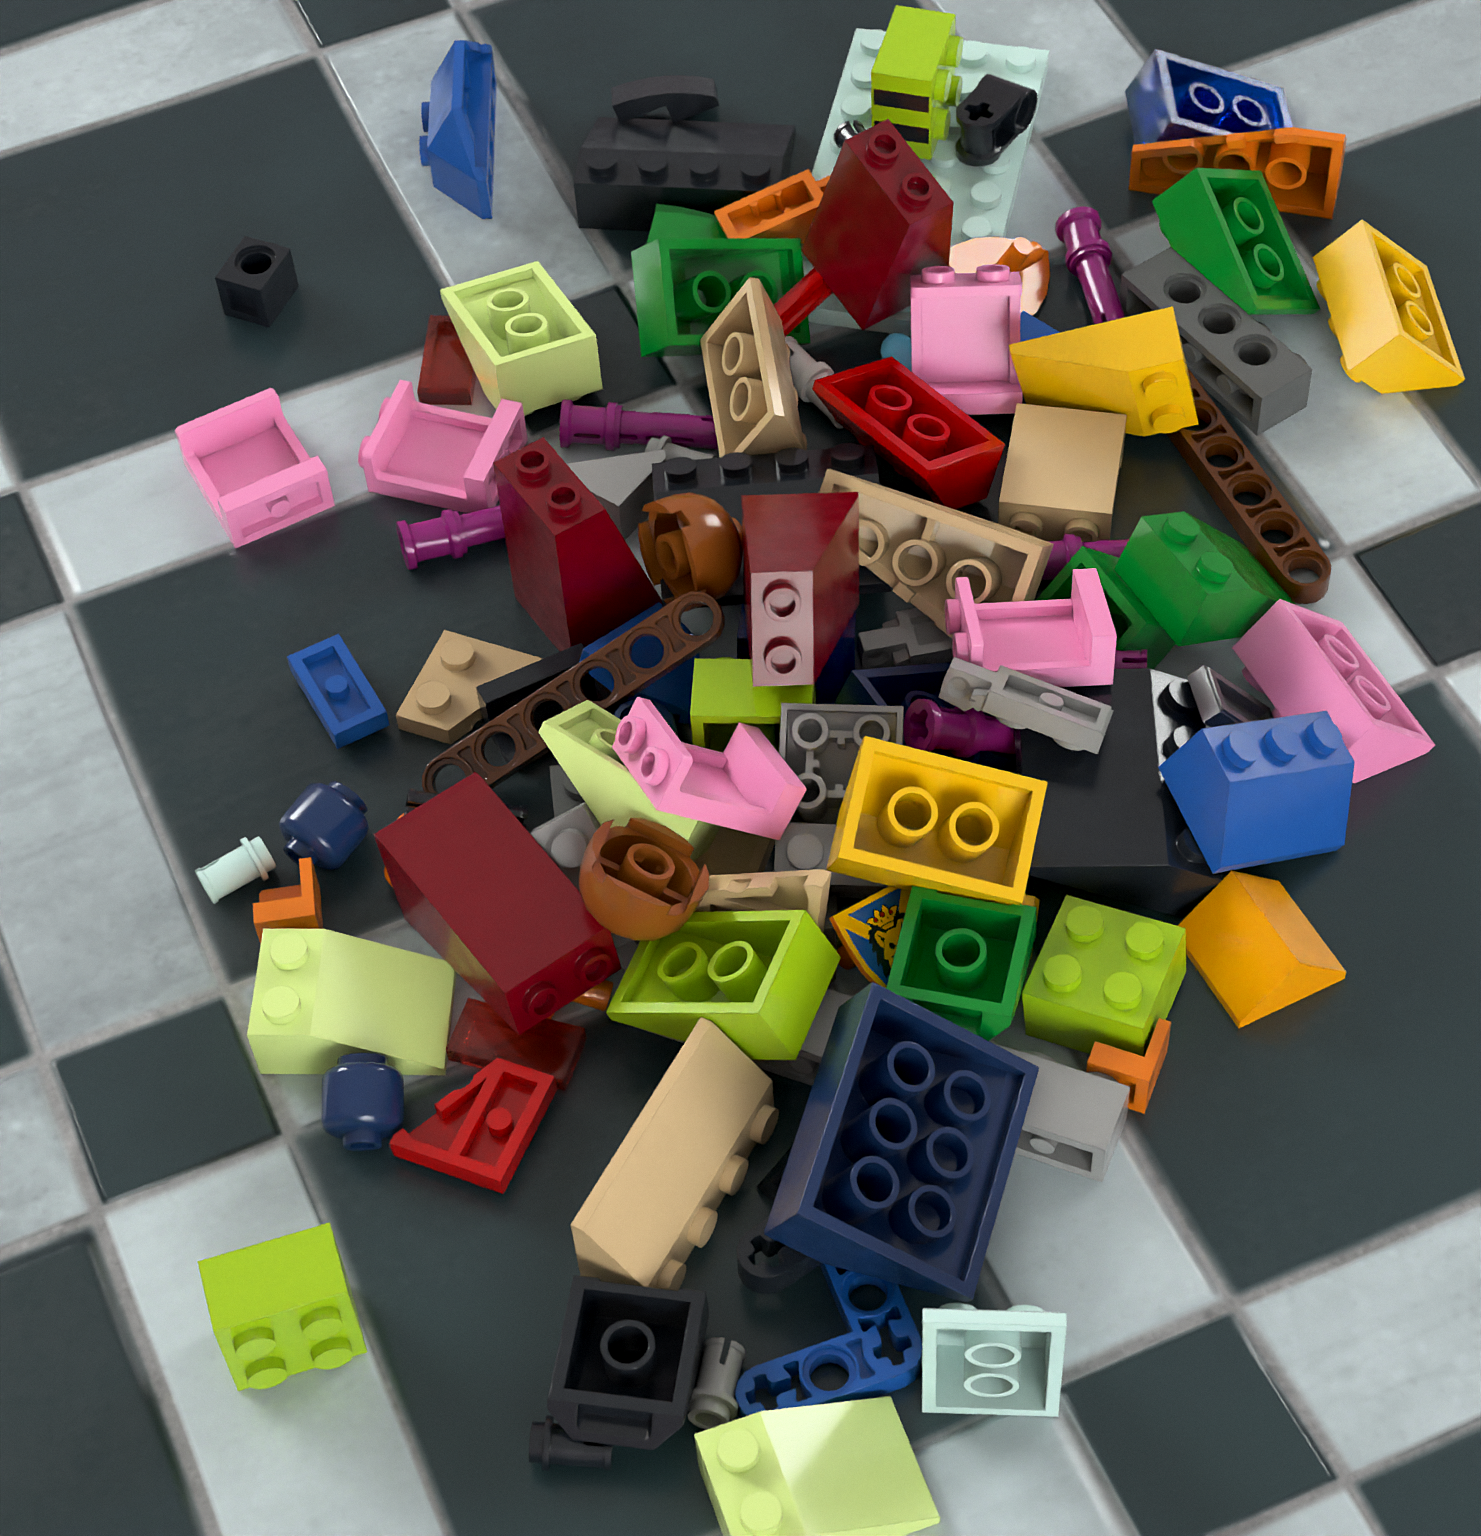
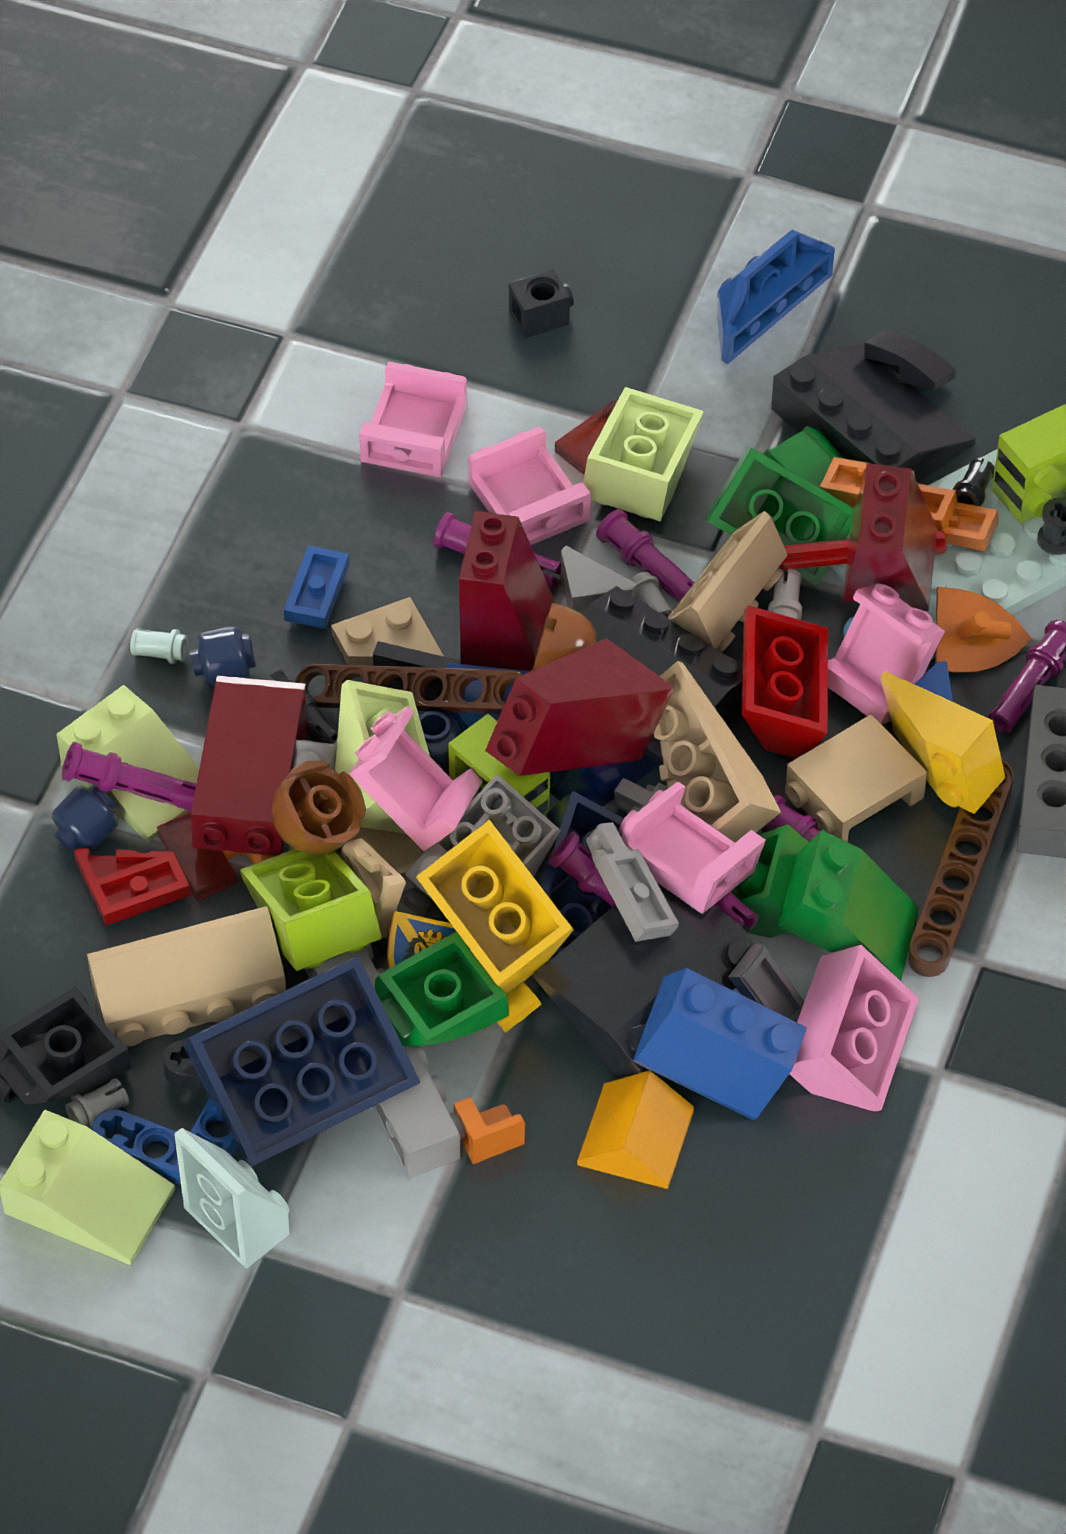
camera: 40 degrees right, 0 degrees up
(291, 905) = (163, 690): orange panel -> none
(358, 1025) = (110, 773): none -> magenta pin
(1103, 978) = (522, 1071): lime brick -> none

